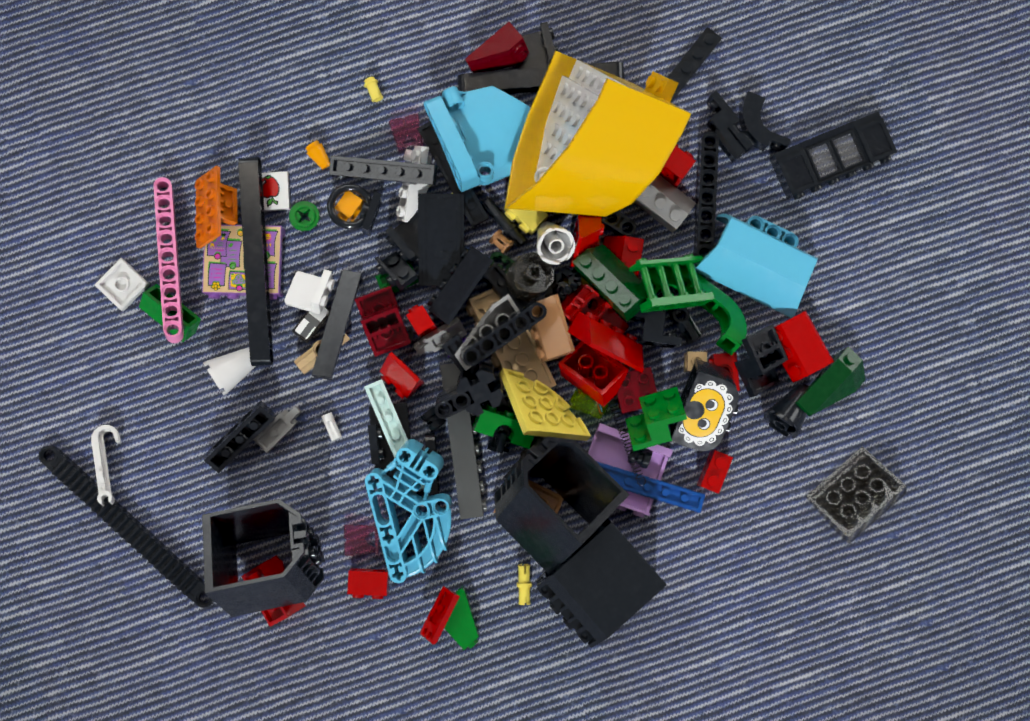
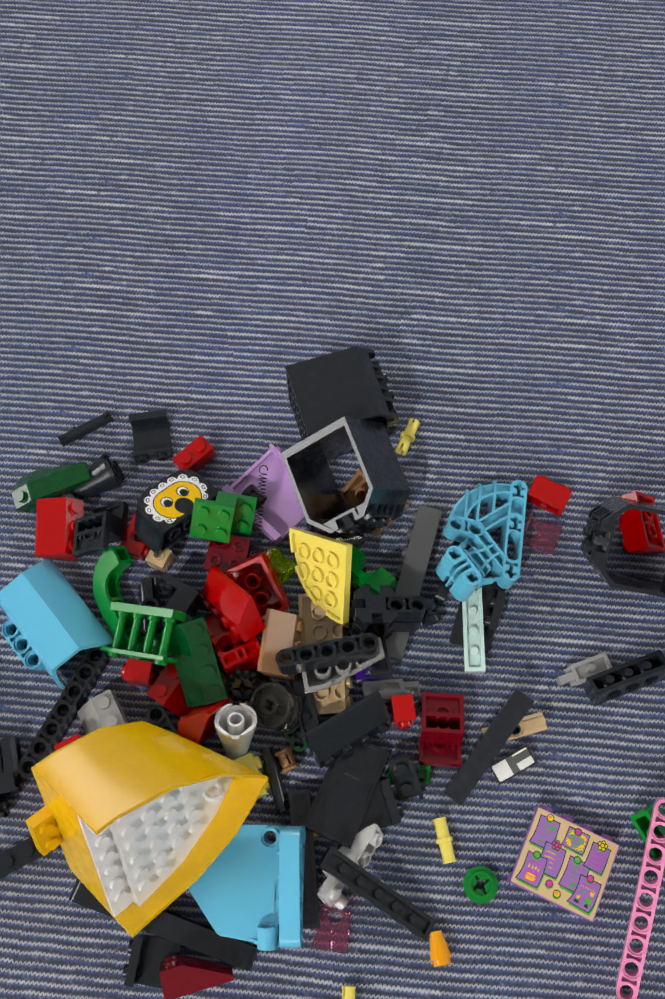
camera: 155 degrees left, 15 degrees down
(213, 205) = (575, 938): orange bracket -> none
(230, 369) = (613, 750): white cone -> none
(255, 261) = (549, 858): black beam -> none
(276, 191) = (507, 932): white tile -> none
(310, 291) = (504, 796): white bracket -> none
(331, 426) = (531, 651): white piece -> none
(347, 238) = (444, 840): none -> light yellow pin
(349, 206) = (428, 871): light orange brick -> none
(368, 212) = (411, 851): black tile -> none
(401, 376) = (443, 665): red slope -> none
(439, 615) = (494, 437): red hinge -> none
(462, 623) = (479, 432): green slope -> none
(498, 442) = (377, 561): black tile -> none
(656, 489) = (251, 463): blue tile -> none
(658, 250) = (139, 673): none -> red brick
(765, 475) = (151, 436): none -> black panel
(832, 454) = (84, 429): none -> black pin
(856, 494) = (83, 389): clear smoke slope -> none

